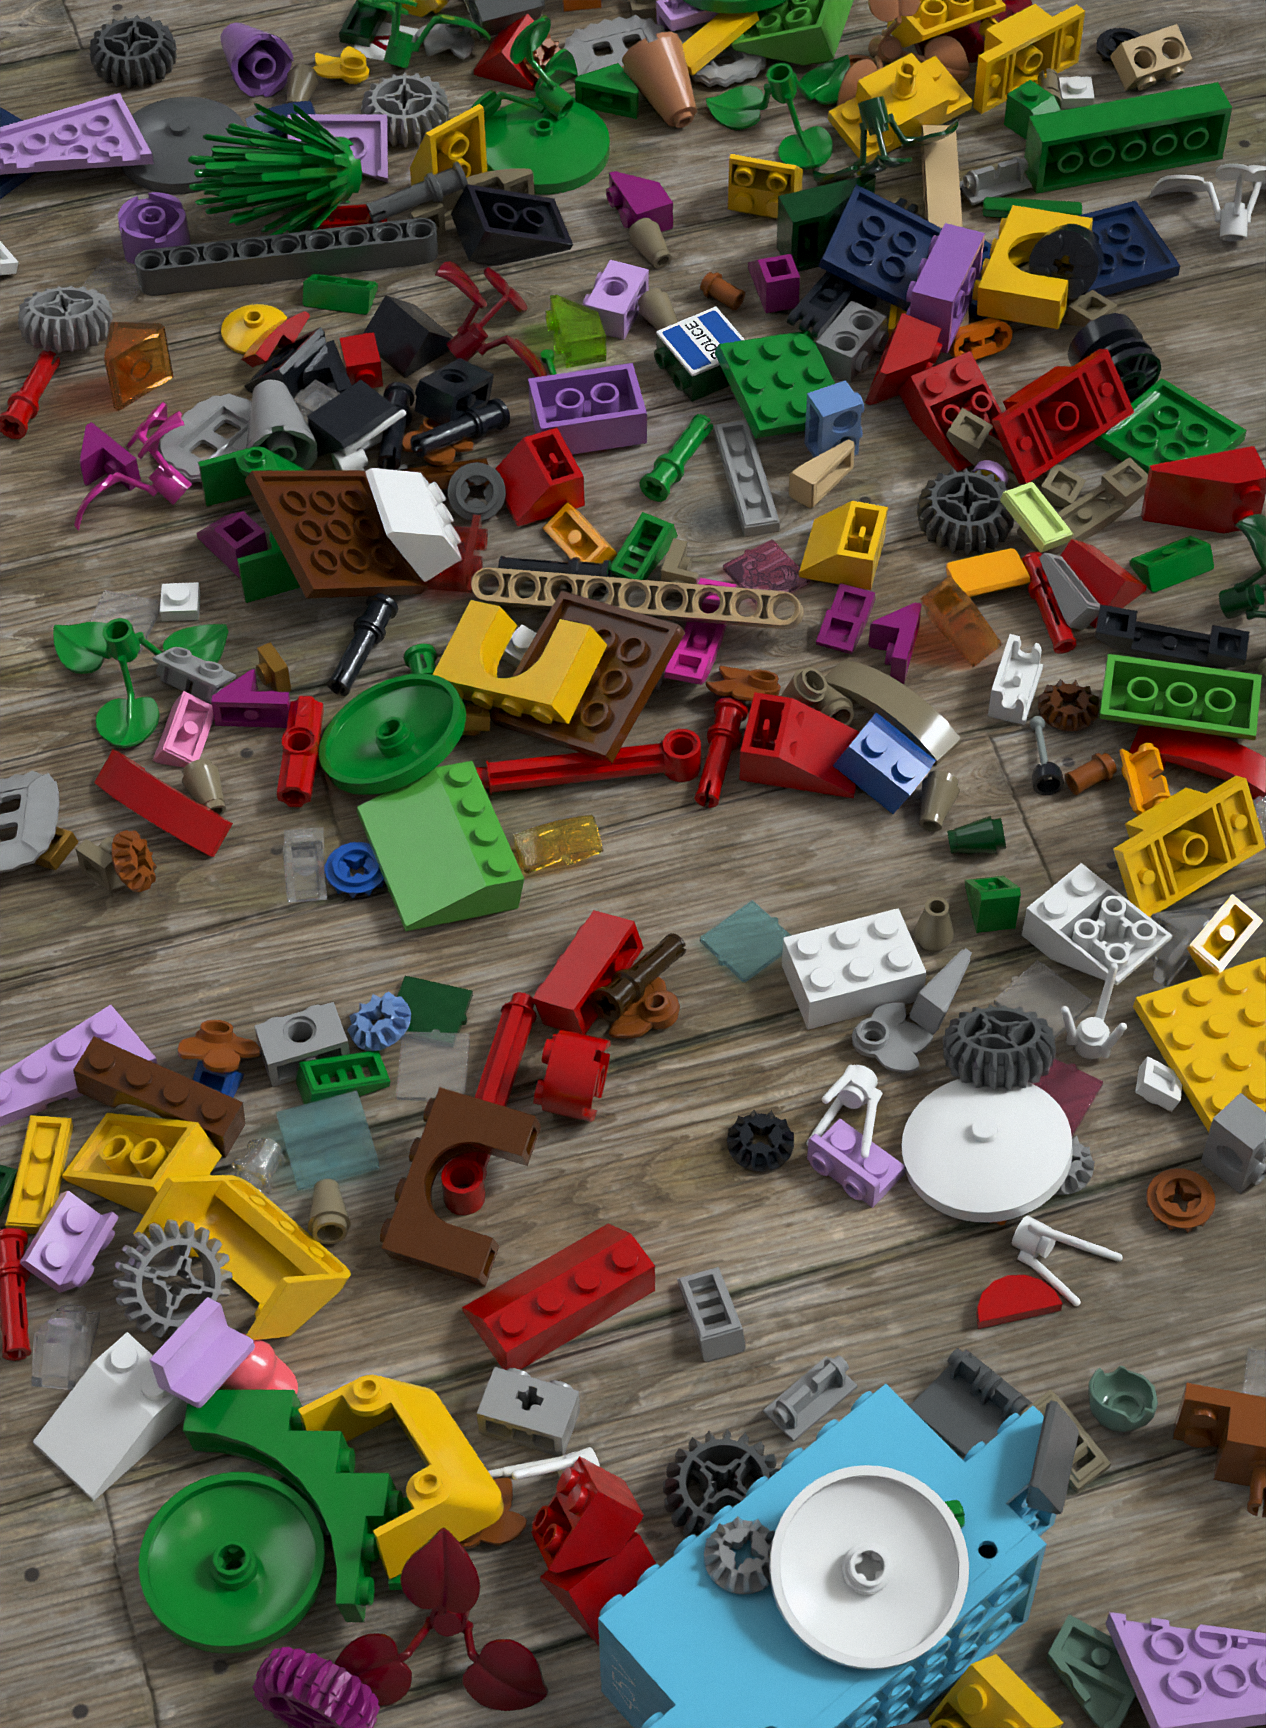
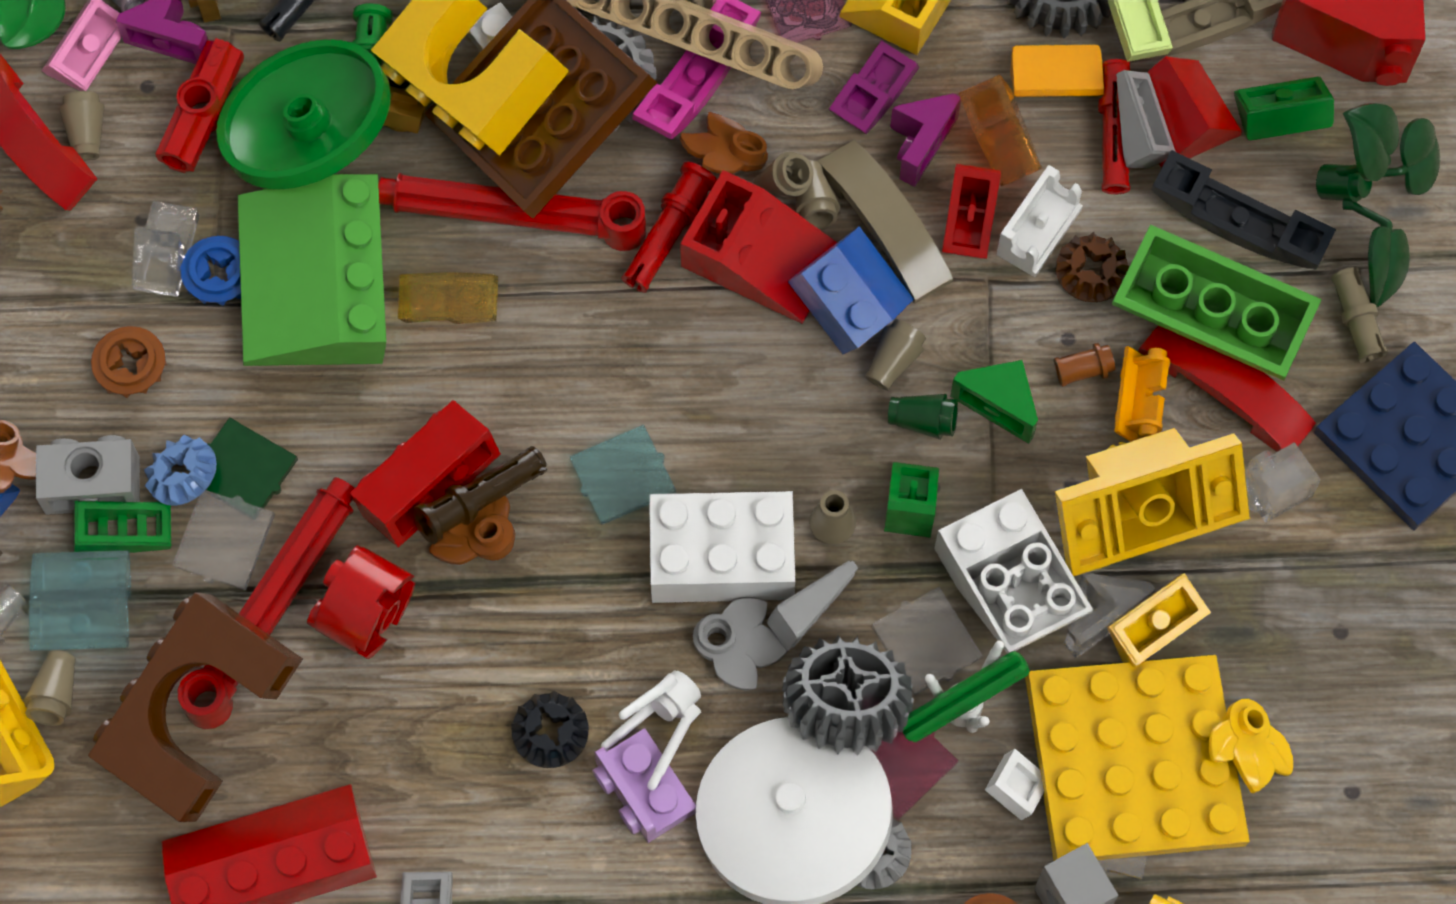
camera: 15 degrees right, 15 degrees up
(305, 939) = (137, 343): none -> dark orange gear
(959, 682) = (971, 211): none -> red slope
(1034, 810) = (999, 395): none -> green slope
(1046, 768) = (1034, 350): black hinge -> none
(1096, 1020) = (965, 696): none -> green axle

